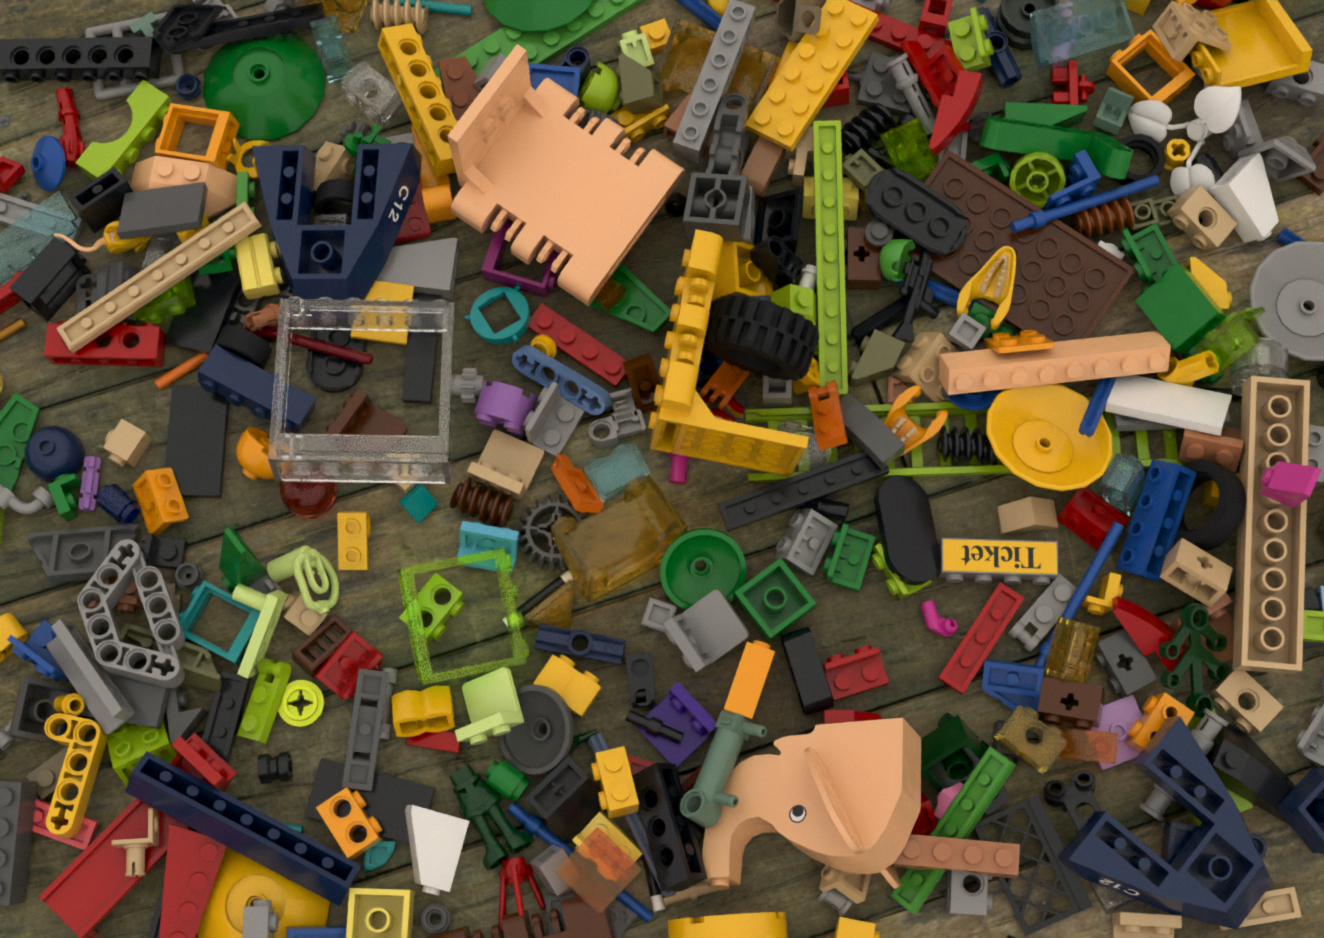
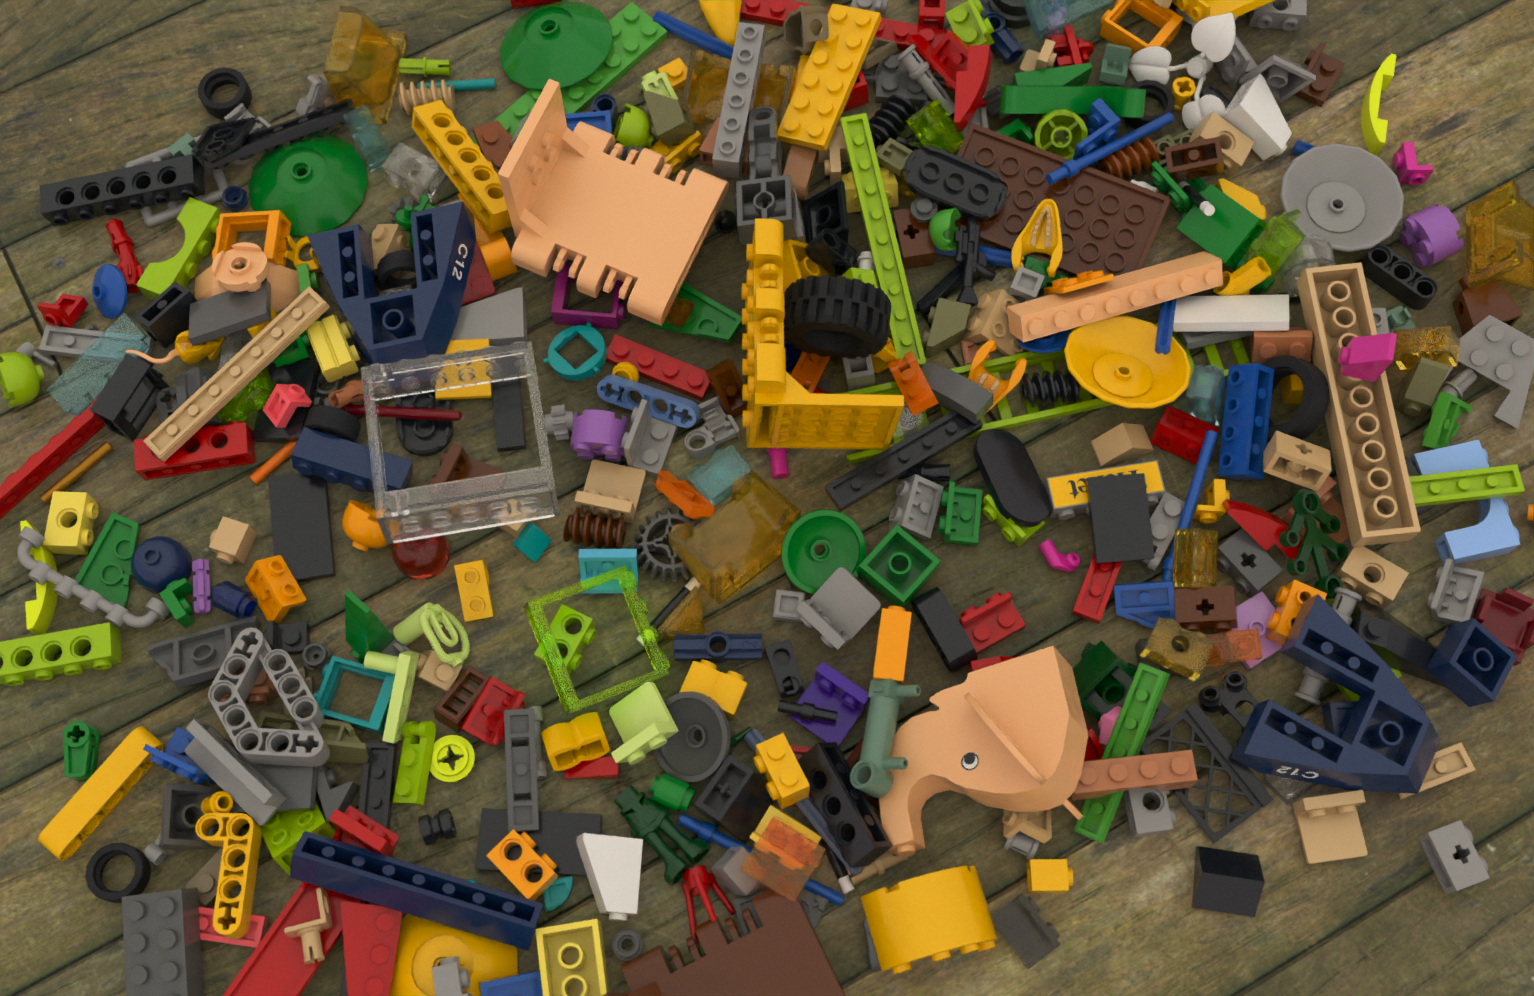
camera: 10 degrees left, 5 degrees down
(183, 180) = (244, 279): none -> light nougat plate
(201, 314) = (284, 402): none -> coral bracket
(870, 51) = (878, 53): none -> dark tan tile
(1005, 594) = (1119, 518): none -> black tile
(1033, 91) = (1043, 60): none -> tan bracket
(1160, 276) = (1207, 208): none -> bar
(1167, 234) = (1194, 159): none -> reddish brown brick

